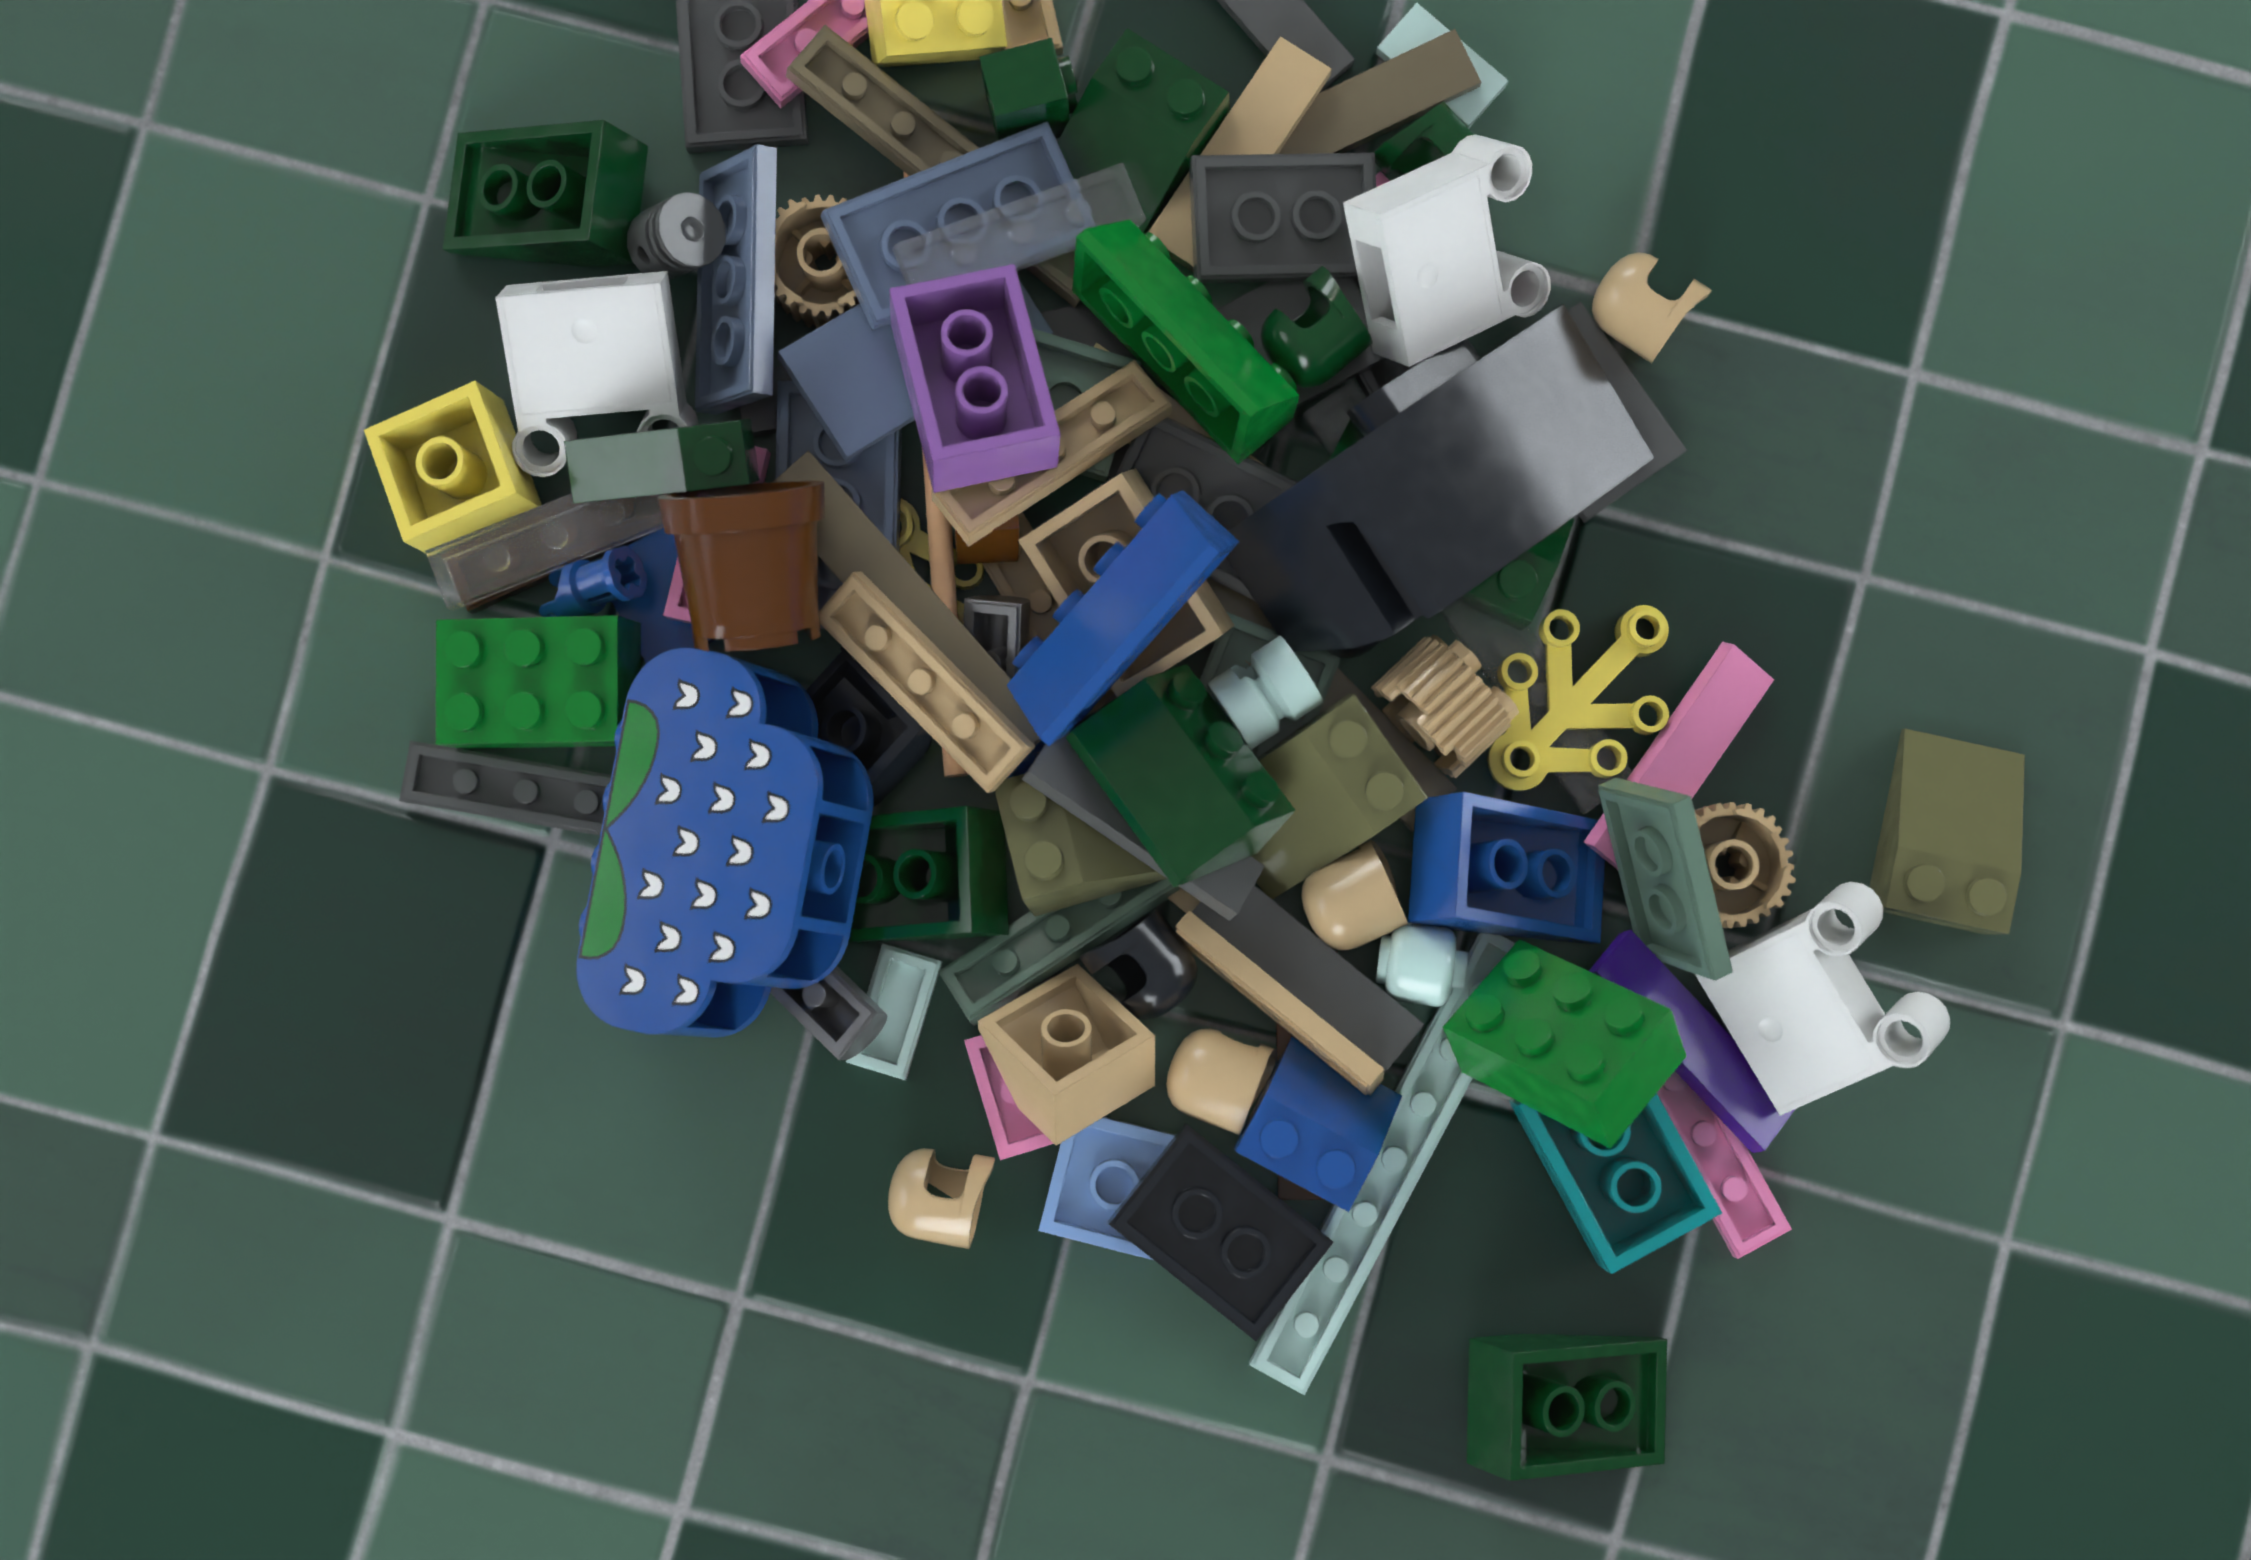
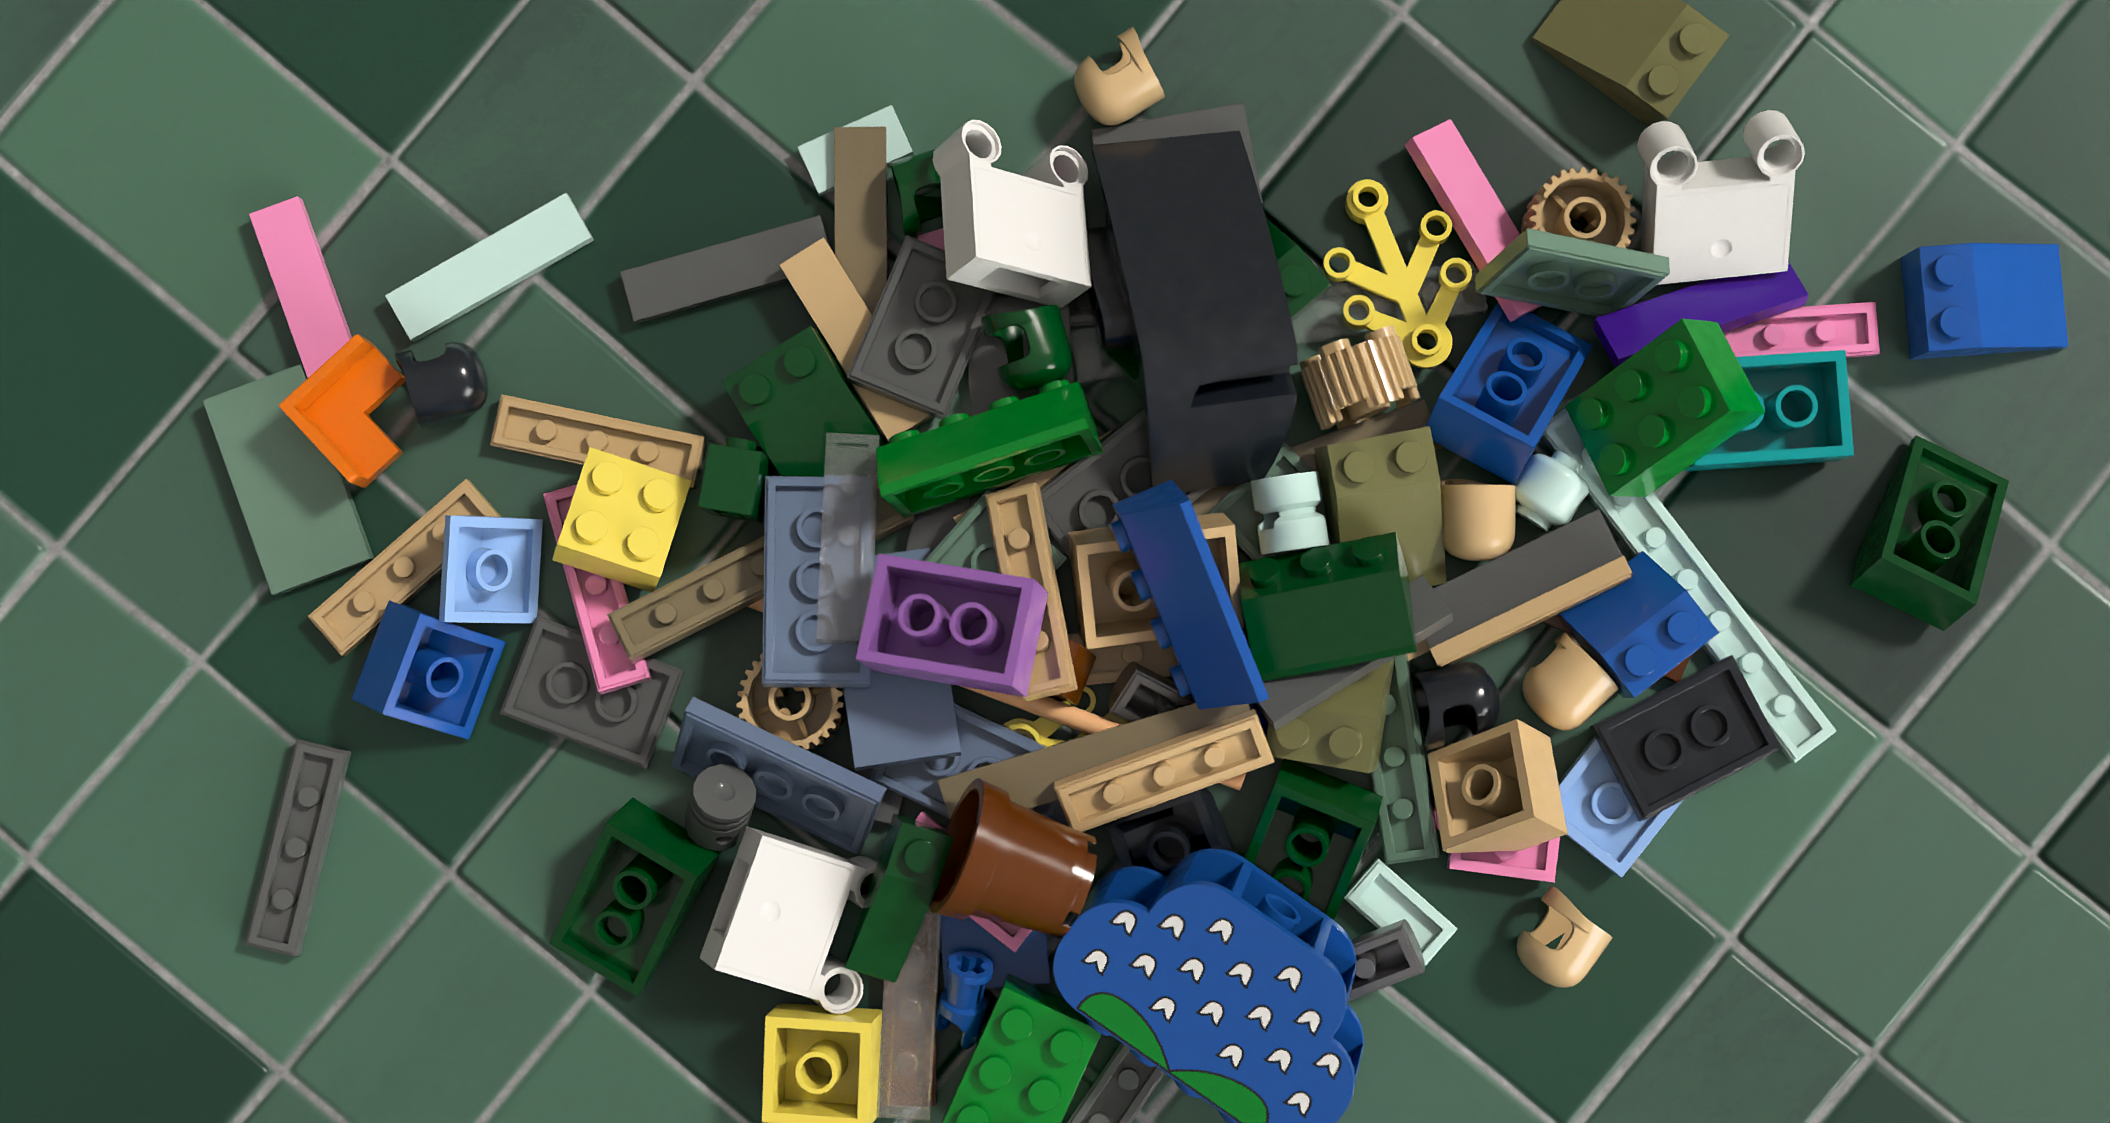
camera: 60 degrees left, 0 degrees up
(1851, 1347) = (1983, 299): none -> blue slope

